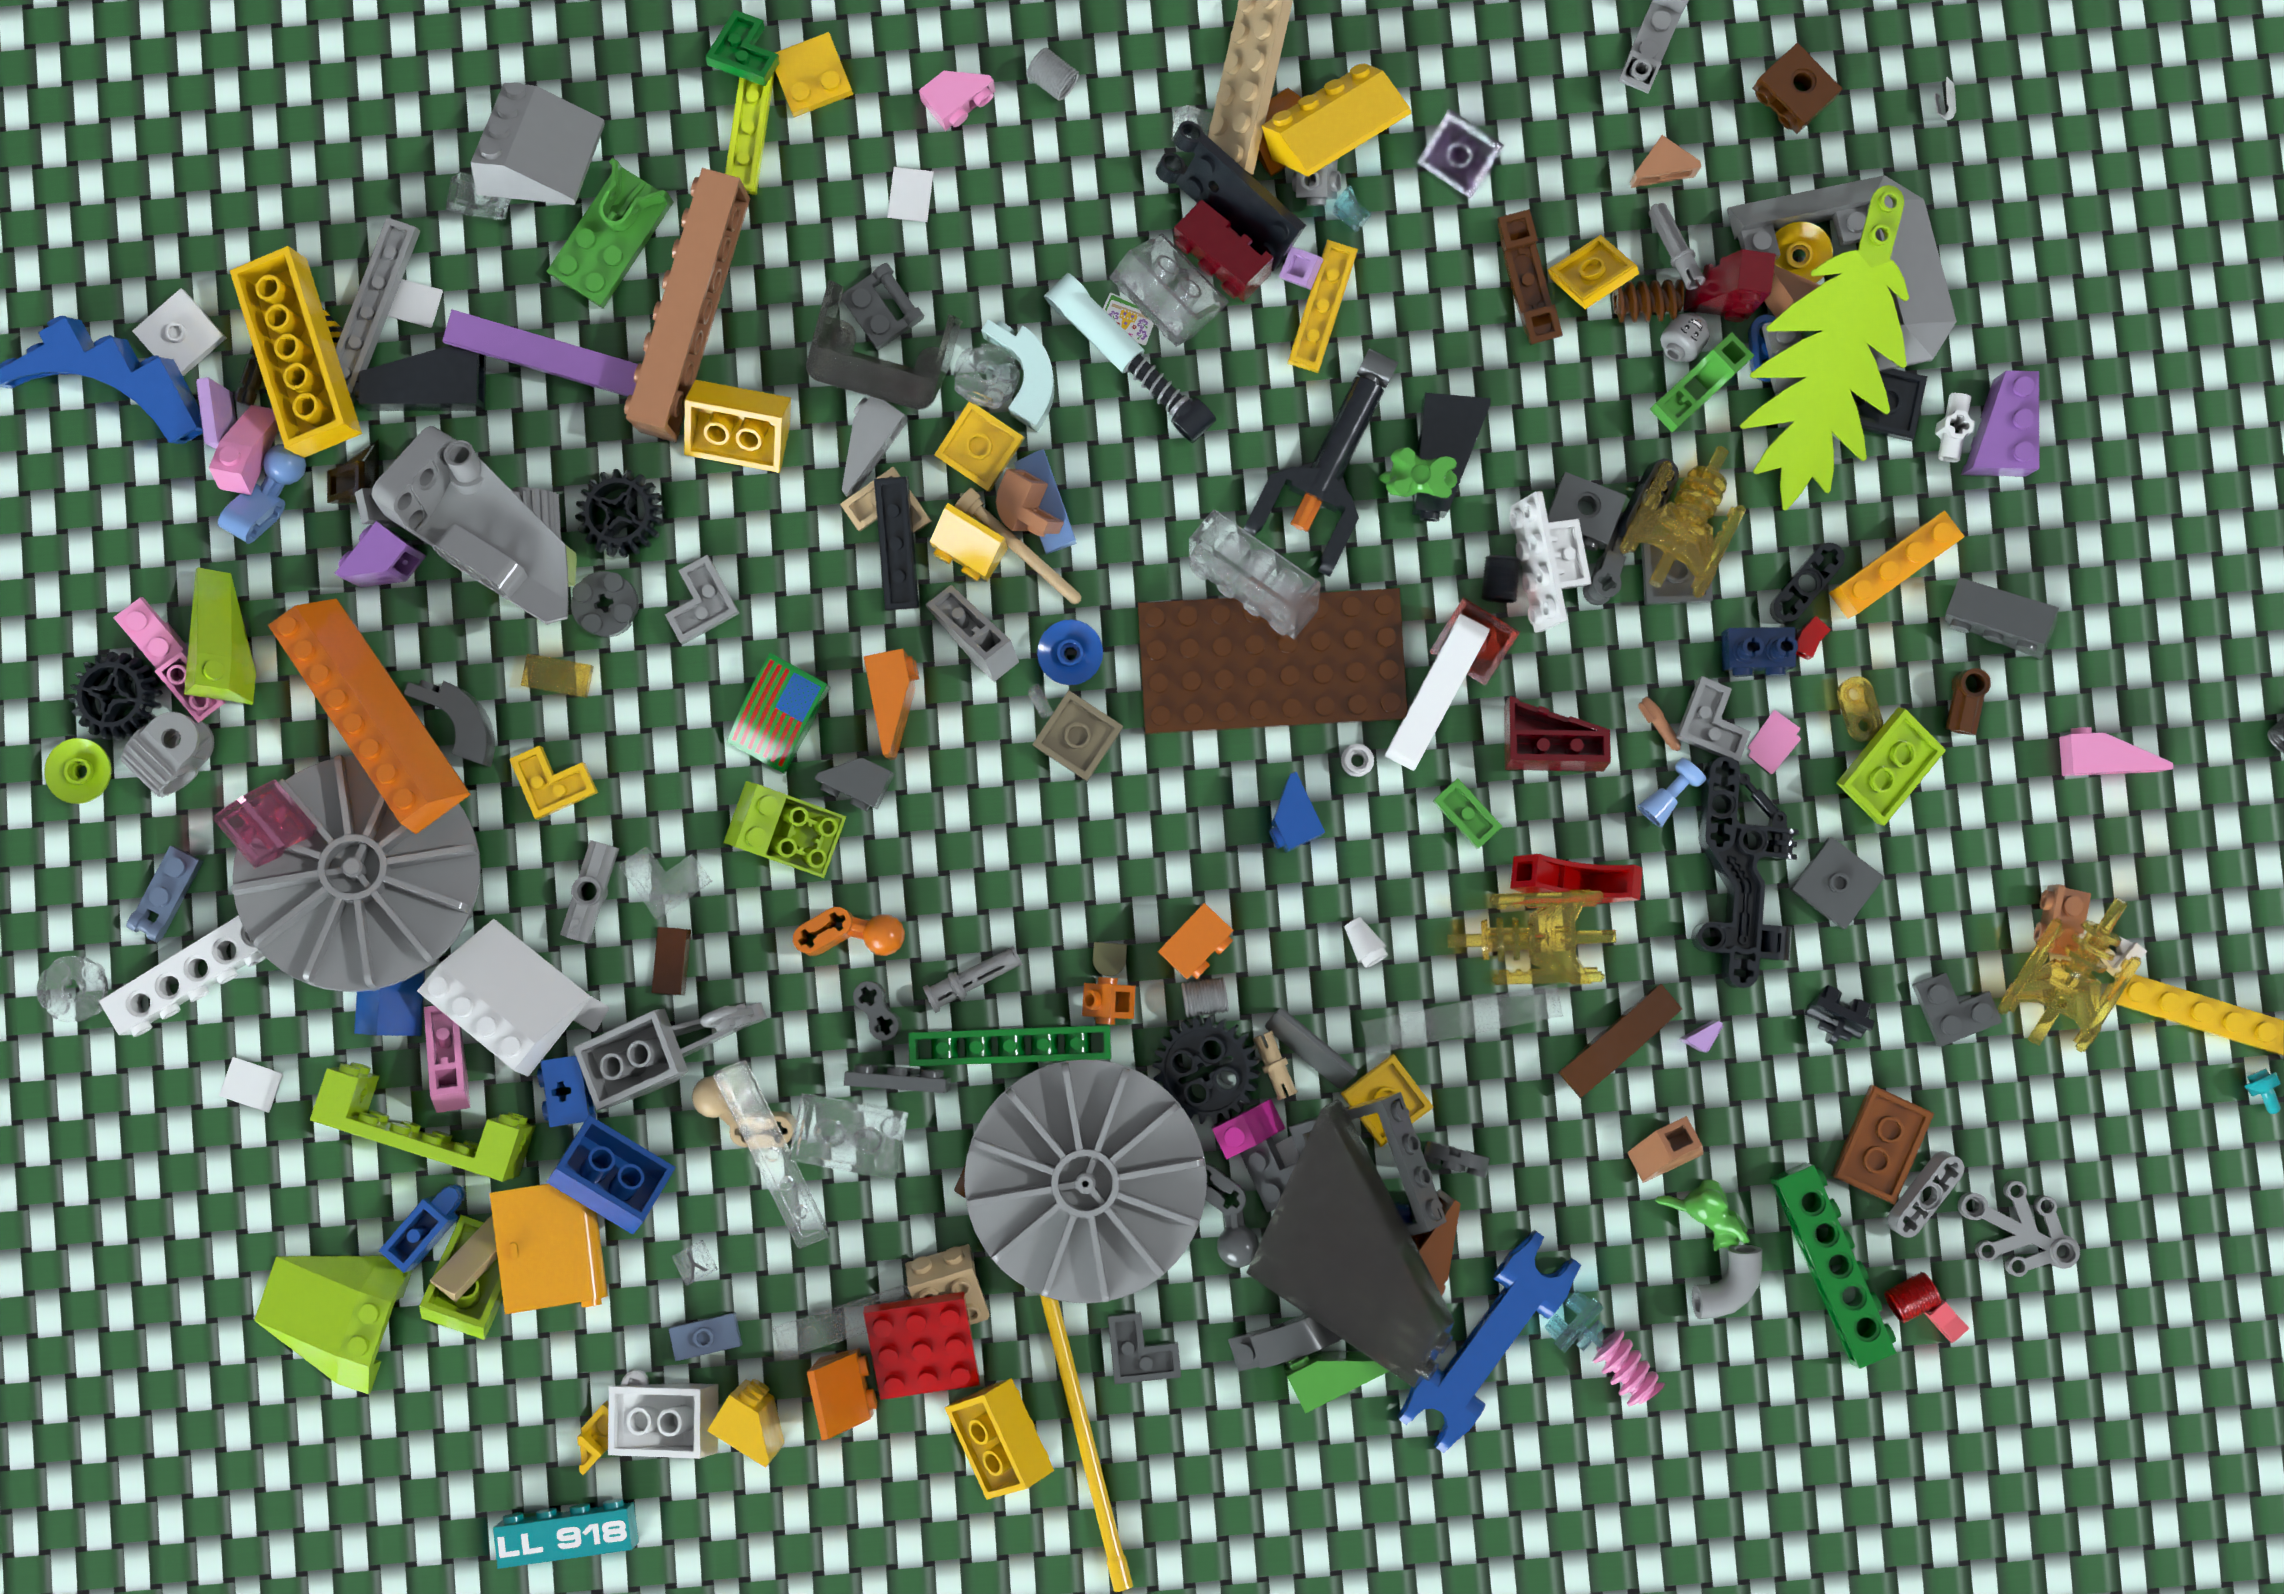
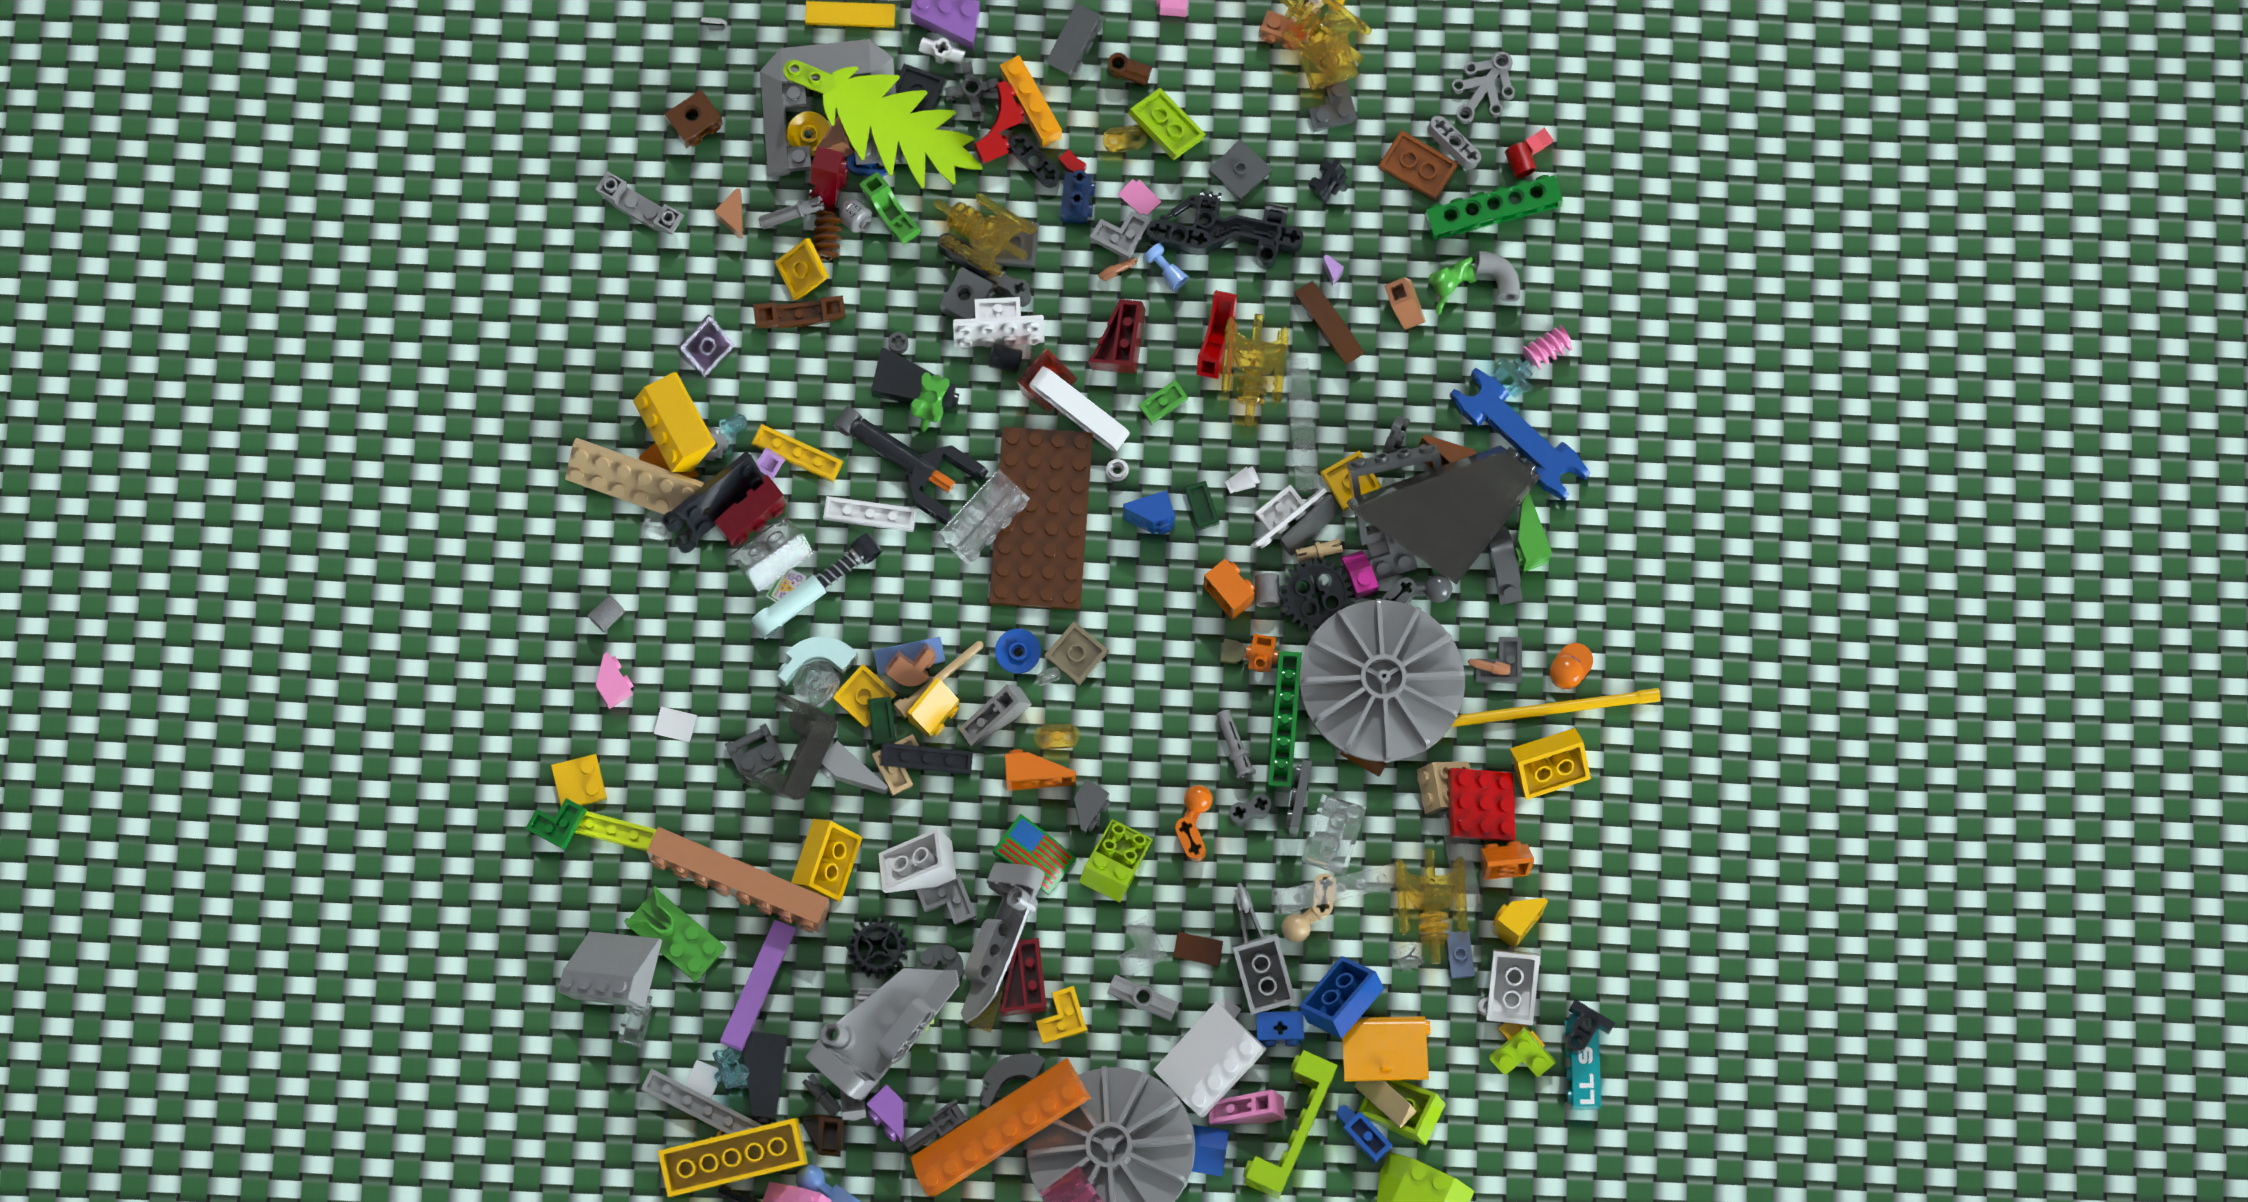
camera: 90 degrees left, 10 degrees down
(382, 633) = (941, 1123): none -> dark grey connector
(420, 333) = (730, 1071): none -> clear light blue hips
(571, 1444) = (1522, 1048): none -> lime plate
(590, 724) = (1025, 981): none -> dark red wedge
(593, 1541) = (1582, 1032): none -> black tile
(648, 678) = (999, 935): none -> light grey panel
(742, 551) = (918, 863): none -> white slope
(781, 1287) = (1431, 895): none -> clear yellow bar
(945, 474) = (881, 720): none -> dark green tile
(953, 724) = (1056, 733): none -> clear yellow plate
(1128, 1345) = (1496, 668): none -> nougat piece
(1151, 1452) = (1571, 666): none -> orange cap
(1247, 419) = (869, 514): none -> white tile
(1321, 888) = (1201, 505): none -> dark green tile
(1326, 1005) = (1281, 510): none -> white bracket
(1497, 434) = (892, 346): none -> dark grey bush
(1869, 535) = (1009, 114): none -> red arch
(1893, 454) = (973, 98): none -> dark grey pin
(1990, 291) = (850, 14): none -> yellow tile
(2023, 993) = (1328, 61): none -> clear yellow slope

